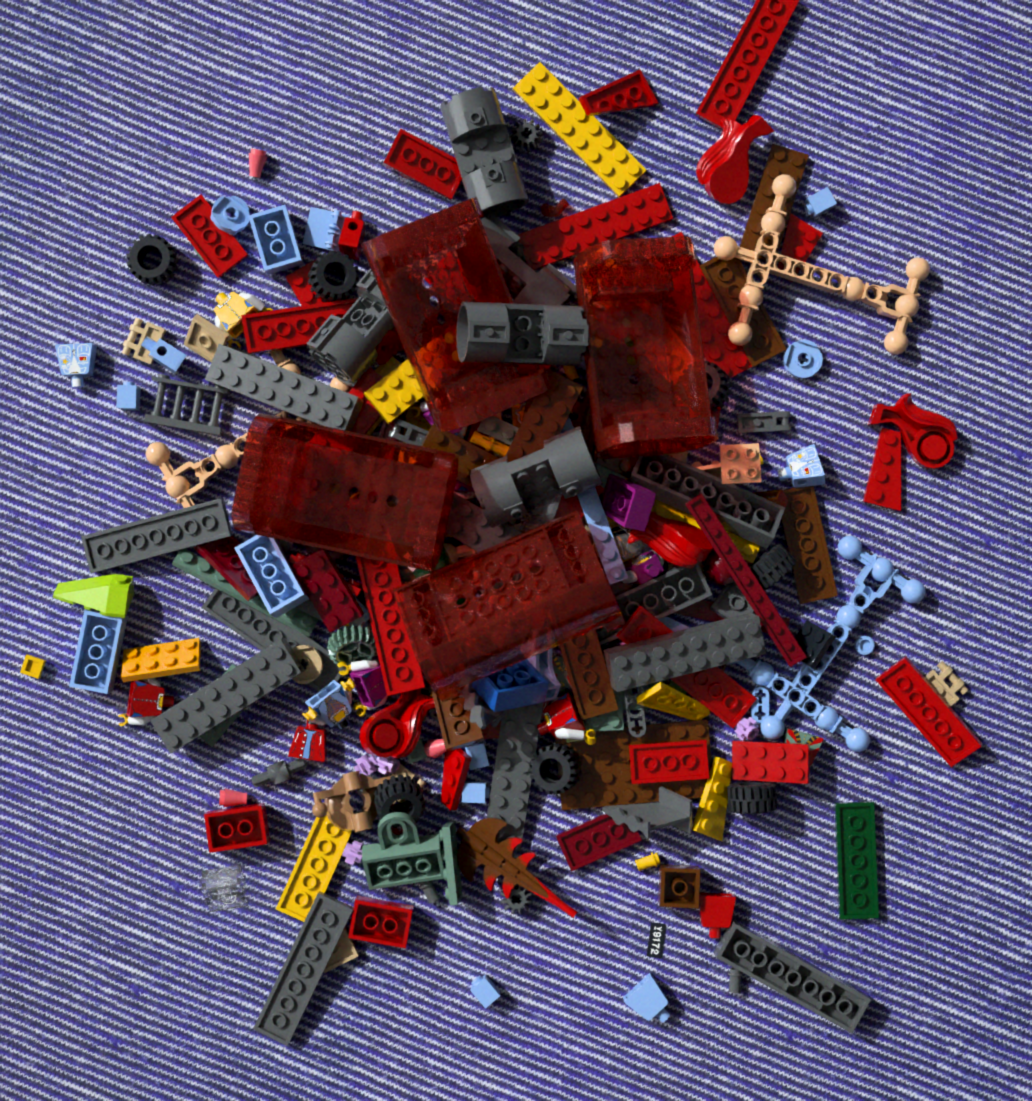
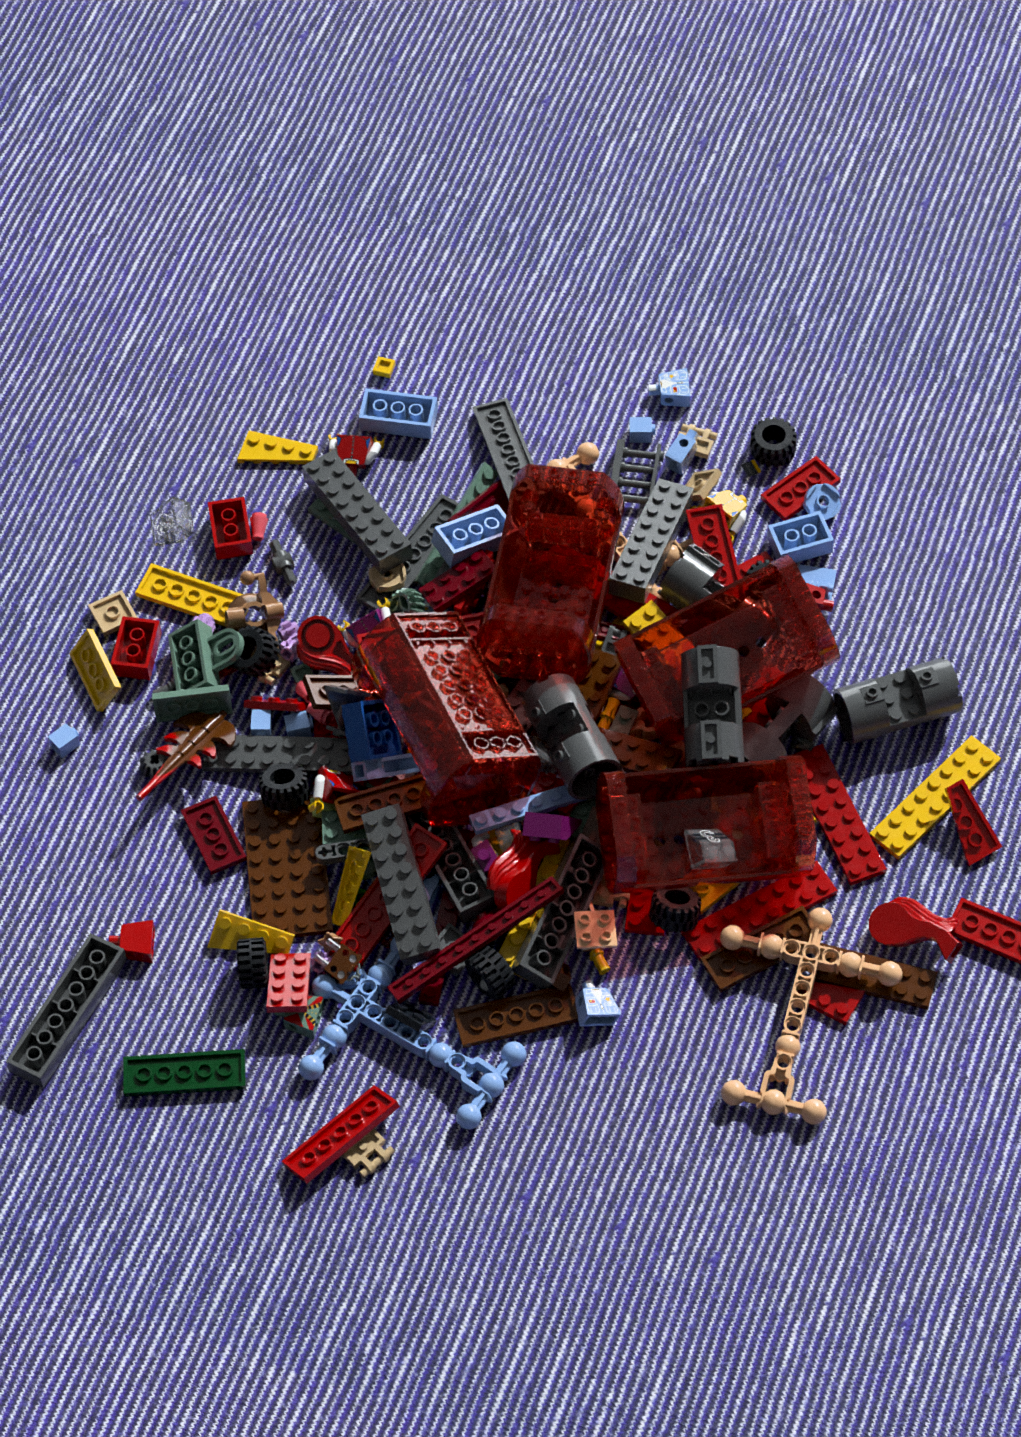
camera: 90 degrees right, 30 degrees down
(106, 594) = (452, 415): lime wedge -> none
(133, 785) = (268, 448): none -> yellow wing
(161, 660) = (390, 462): light orange plate -> none
(178, 286) = (751, 468): none -> black sticker
(256, 162) = (876, 523): coral cone -> none
(303, 968) = (93, 585): dark grey plate -> none
(309, 743) = (312, 586): red torso -> none
(331, 704) = (346, 596): torso -> none
(406, 963) = (95, 670): none -> yellow plate
(423, 164) = (888, 651): red hinge -> none
(533, 132) = (924, 747): dark grey gear -> none
(552, 210) = (850, 776): clear red arm -> none
(648, 861) = (189, 884): yellow pin -> none
(648, 999) = (48, 883): light blue torso -> none
(654, 348) = (709, 849): none -> clear slope
(656, 940) = (107, 893): black sticker -> none
(668, 761) = (290, 889): red plate -> none
(670, 810) = (236, 873): dark grey piece -> none
(679, 886) = (163, 903): reddish brown brick -> none
(731, 721) = (334, 937): none -> medium nougat plate
(735, 980) = (61, 962): dark grey pin -> none
(755, 711) = (342, 964): none -> reddish brown piece
(763, 422) = (642, 971): dark grey plate -> none
(811, 353) = (711, 1017): light blue plate -> none
(819, 202) = (878, 1017): light blue brick -> none
(864, 645) = (410, 1076): light blue tile -> none
(885, 474) = (589, 1090): red wing -> none
(924, 432) = (638, 1123): red animal -> none

